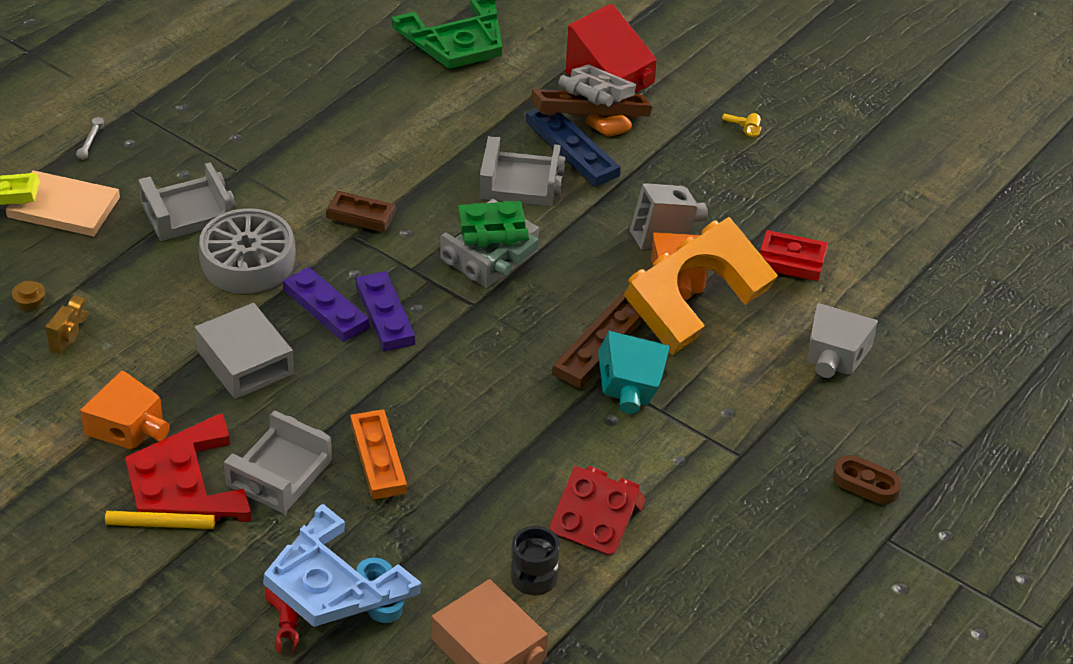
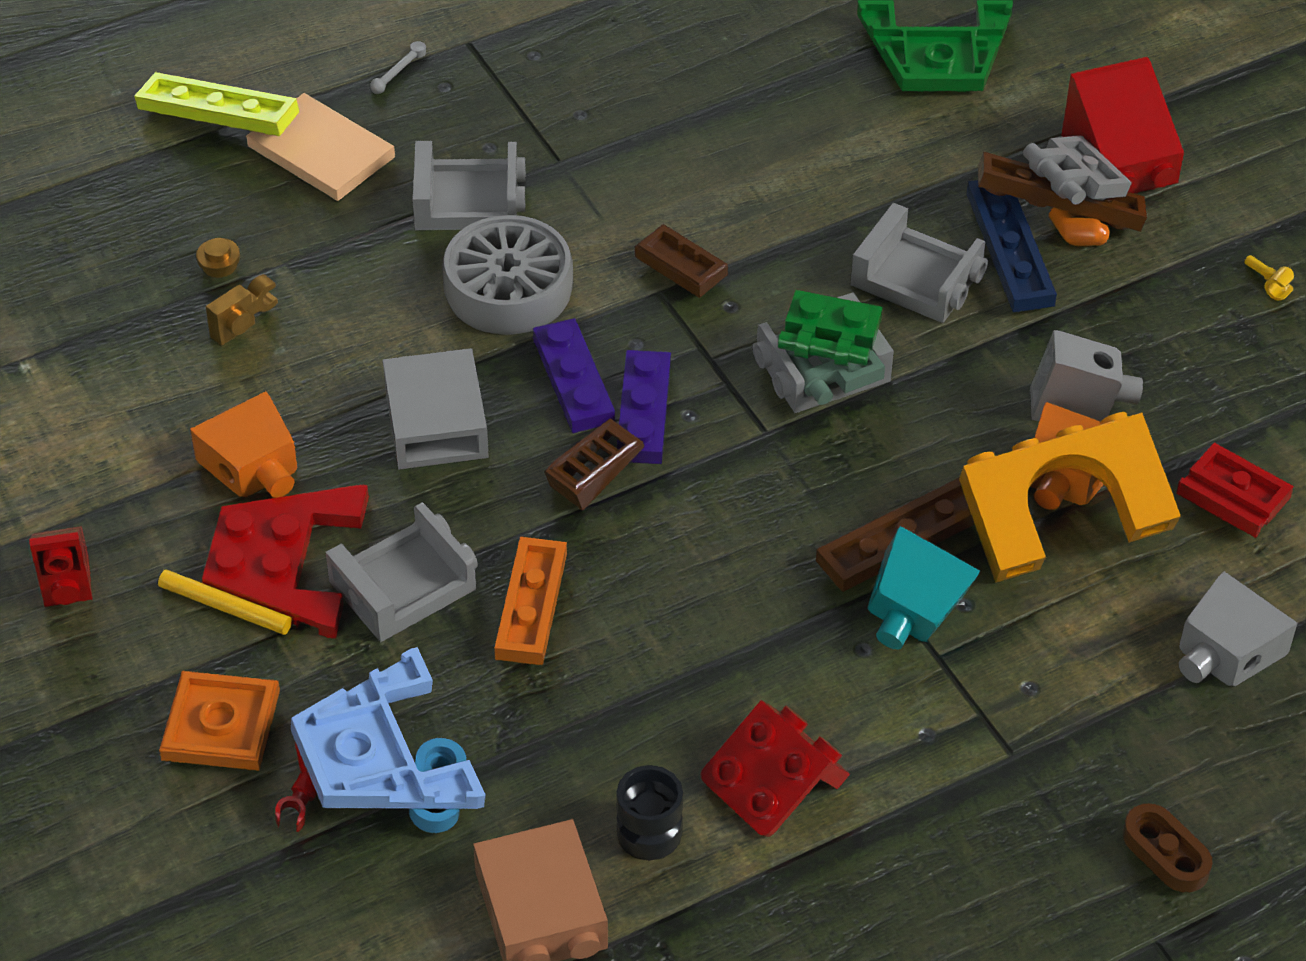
camera: 25 degrees right, 5 degrees up
(32, 528) = (62, 566): none -> red slope
(202, 597) = (220, 720): none -> orange plate
(373, 376) = (585, 490): none -> reddish brown slope

